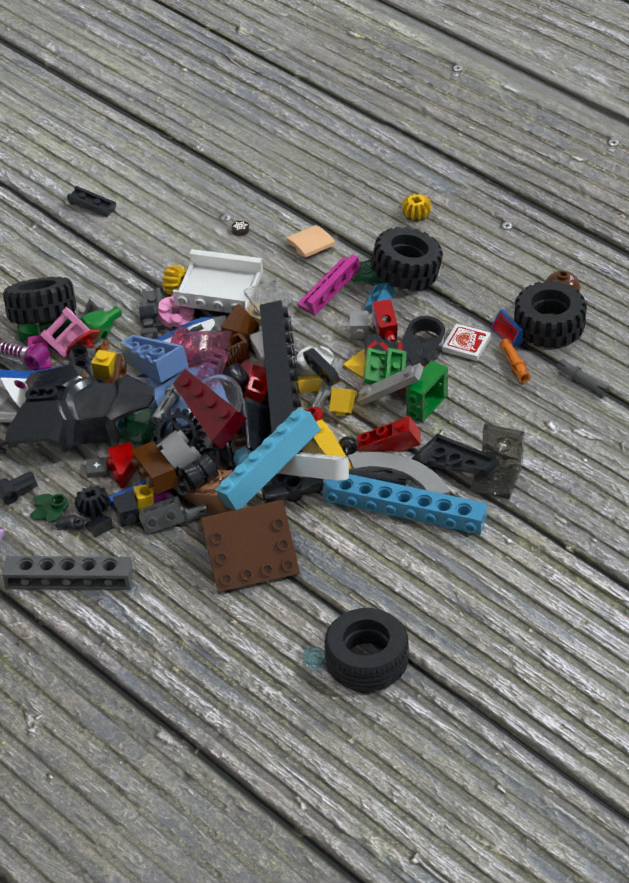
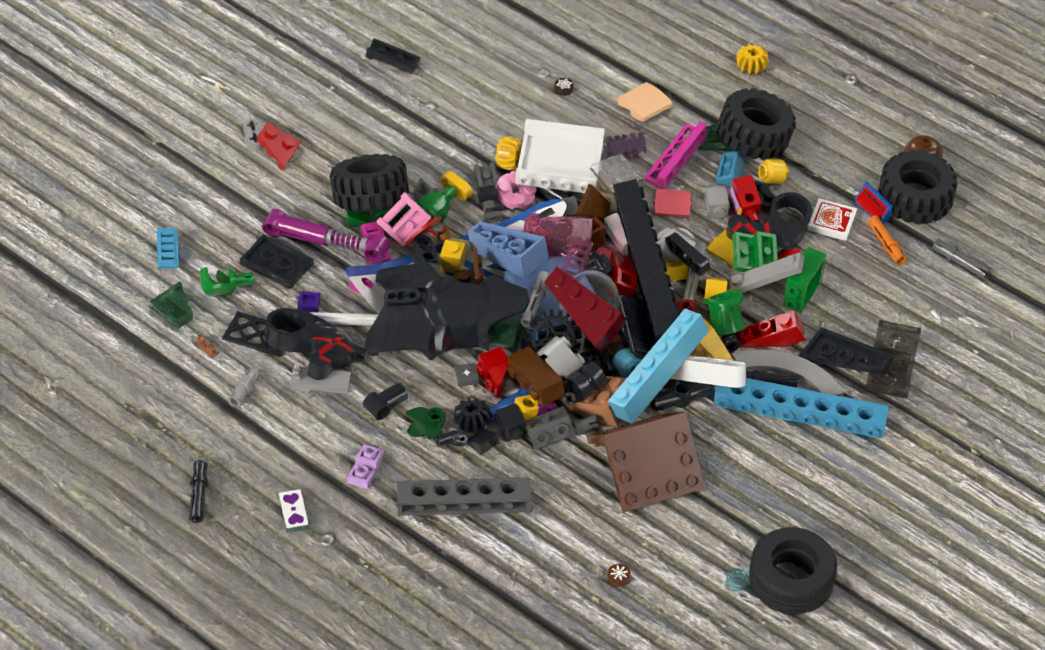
camera: 10 degrees left, 5 degrees up
(128, 310) = (463, 189): none -> yellow beam
(200, 648) = (619, 575): none -> reddish brown tile
(284, 276) = (625, 145): none -> clear purple piece
(319, 326) = (672, 203): none -> coral piece
(346, 417) = (725, 312): none -> green hat
(403, 318) = (765, 195): none -> black beam
(417, 300) = (773, 171): none -> yellow head

